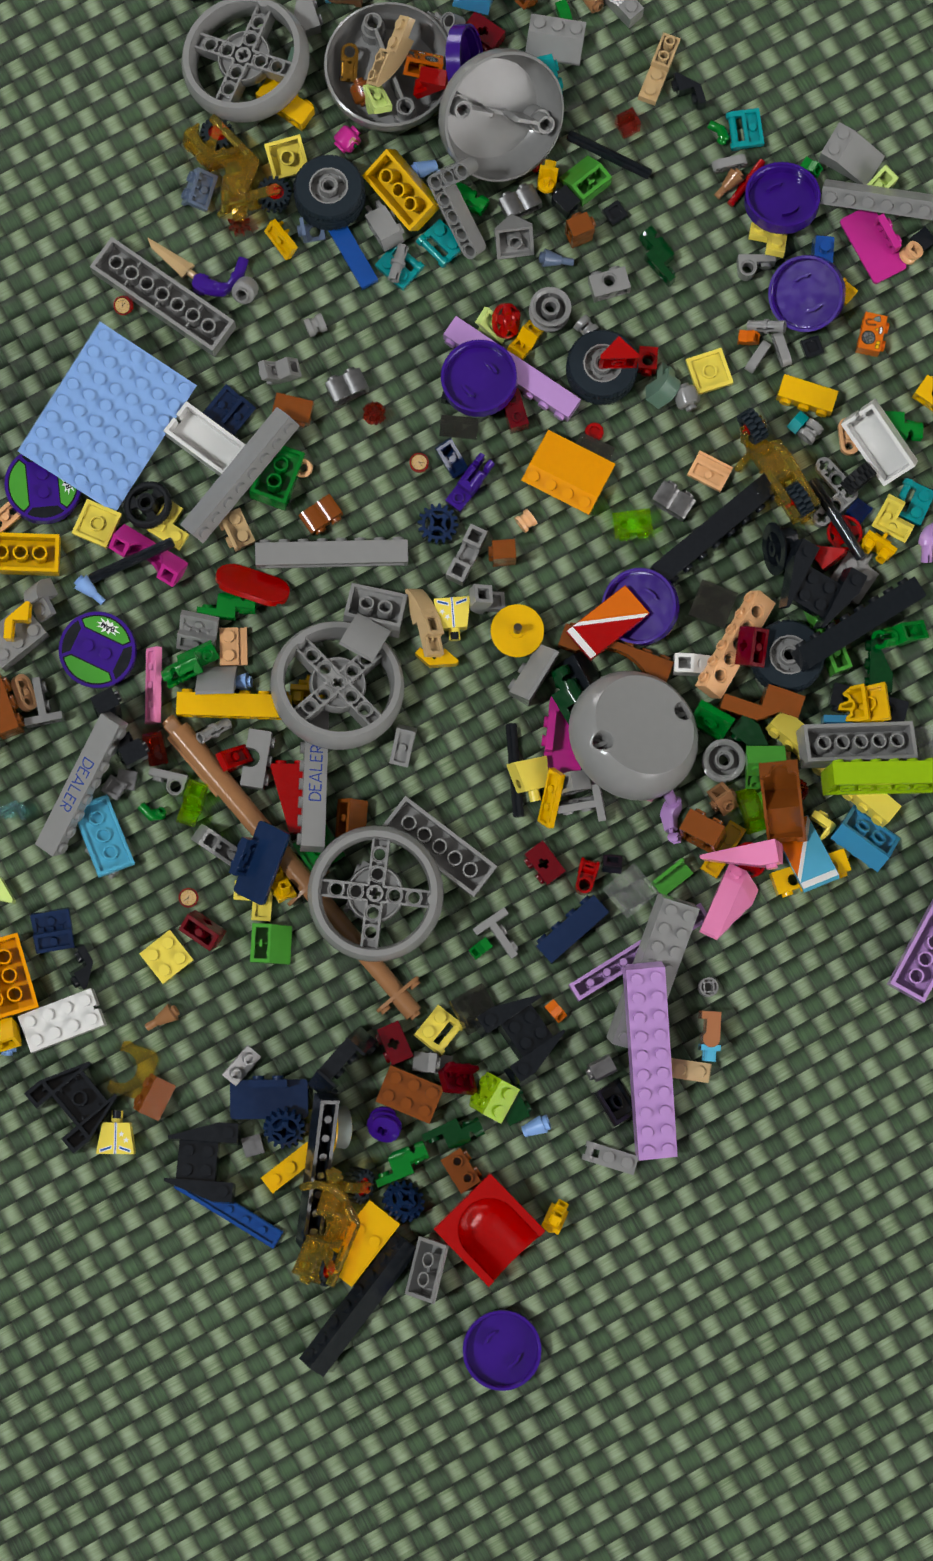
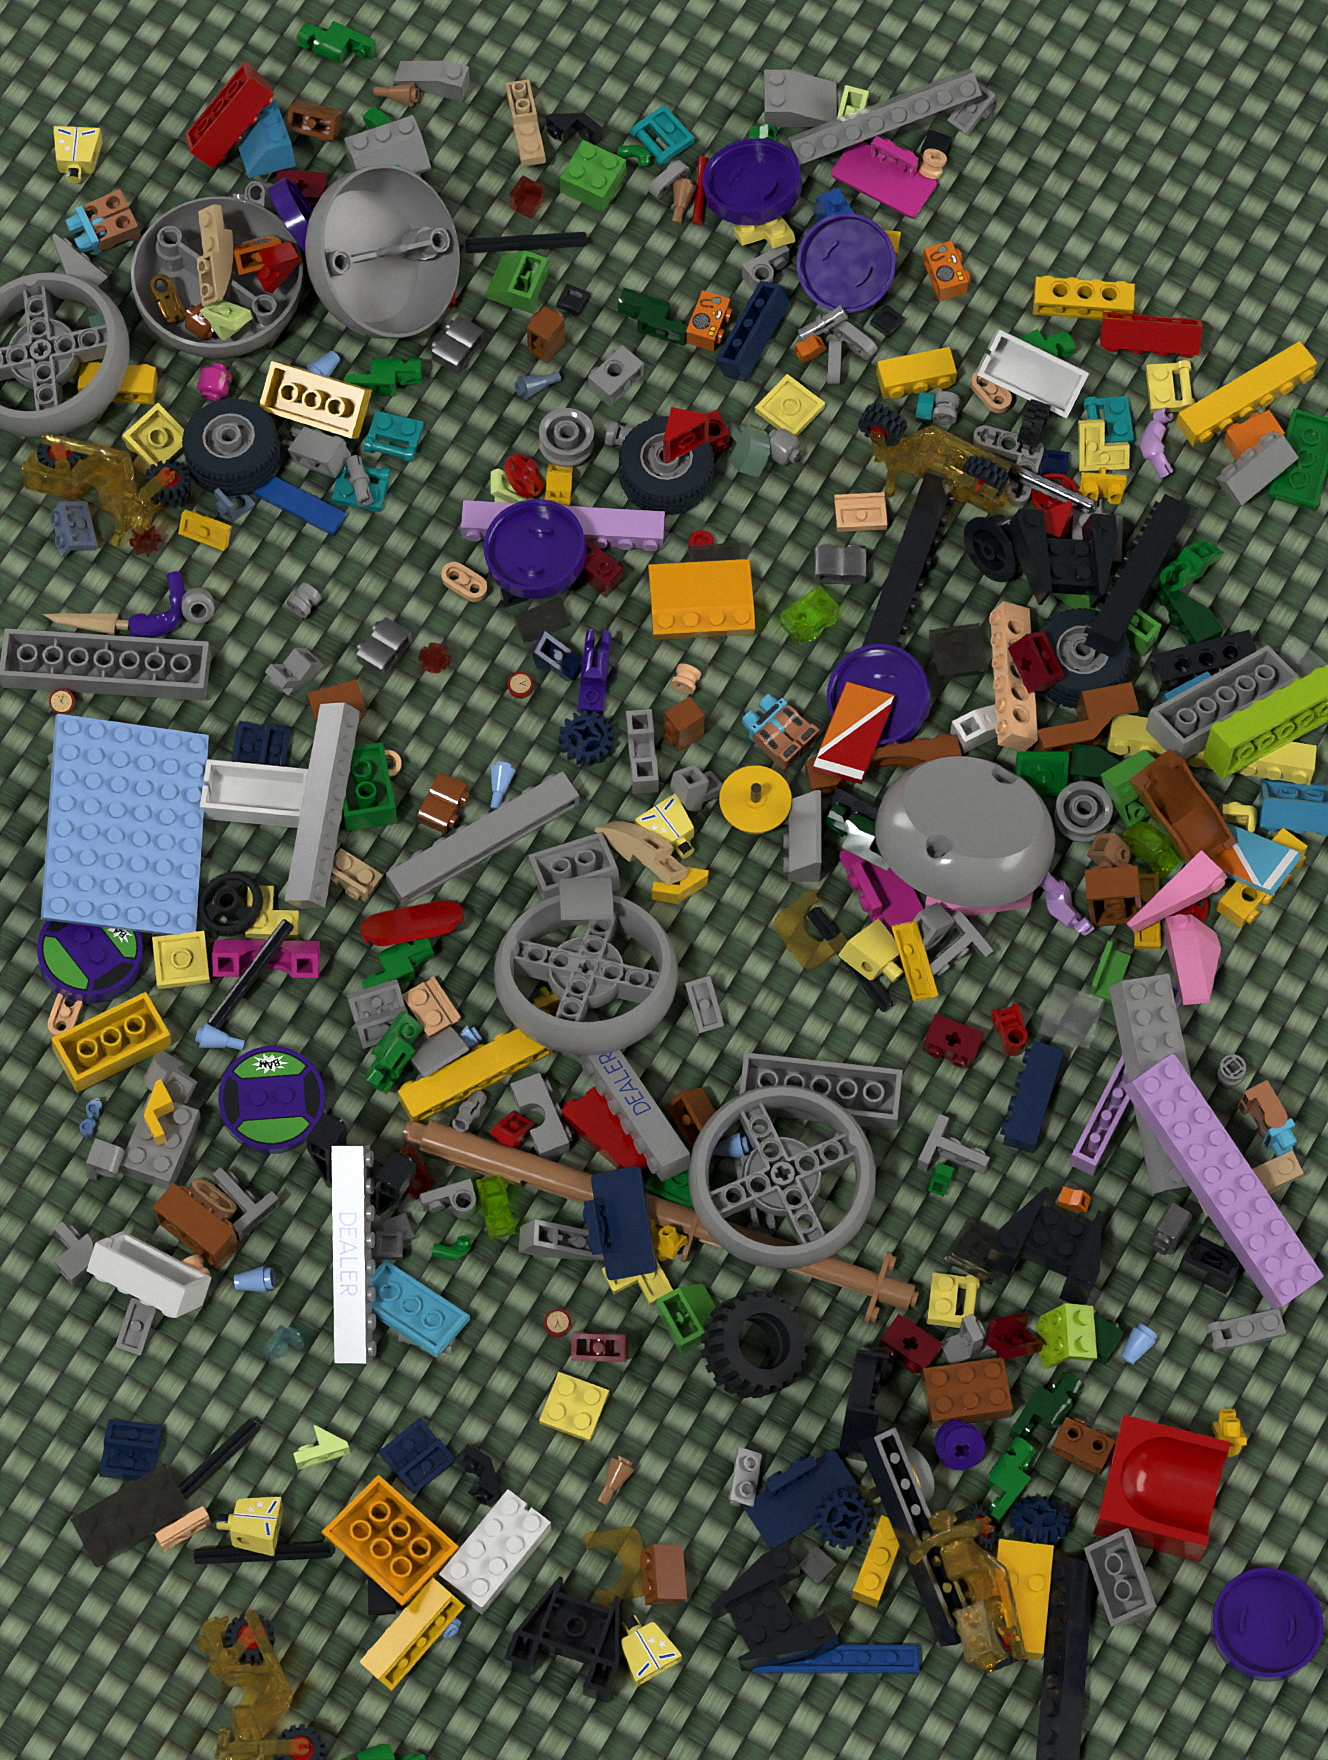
camera: 30 degrees left, 15 degrees down
(22, 761) = (257, 1279): none -> light blue cone
(153, 685) = (363, 1103): bright pink tile -> none
(311, 1005) = (785, 1340): none -> black tyre
(363, 849) = (732, 1147): none -> light blue cone
(367, 520) = (500, 777): none -> light blue cone
(425, 372) = (465, 583): none -> light nougat plate
(453, 206) = (390, 378): light grey beam -> none
(490, 747) = (791, 928): none -> clear yellow piece
(514, 238) = (476, 384): light grey slope -> none
(547, 177) = (473, 298): yellow hips -> none
(565, 201) = (508, 315): black brick -> none
(565, 585) = (780, 731): none -> hips
(612, 864) = (1031, 997): black tile -> none
(680, 132) = (593, 176): none -> bright green brick
(693, 280) = (708, 321): none -> orange brick
(716, 304) = (752, 331): none -> dark blue brick
(866, 703) = (1203, 654): yellow plate -> none

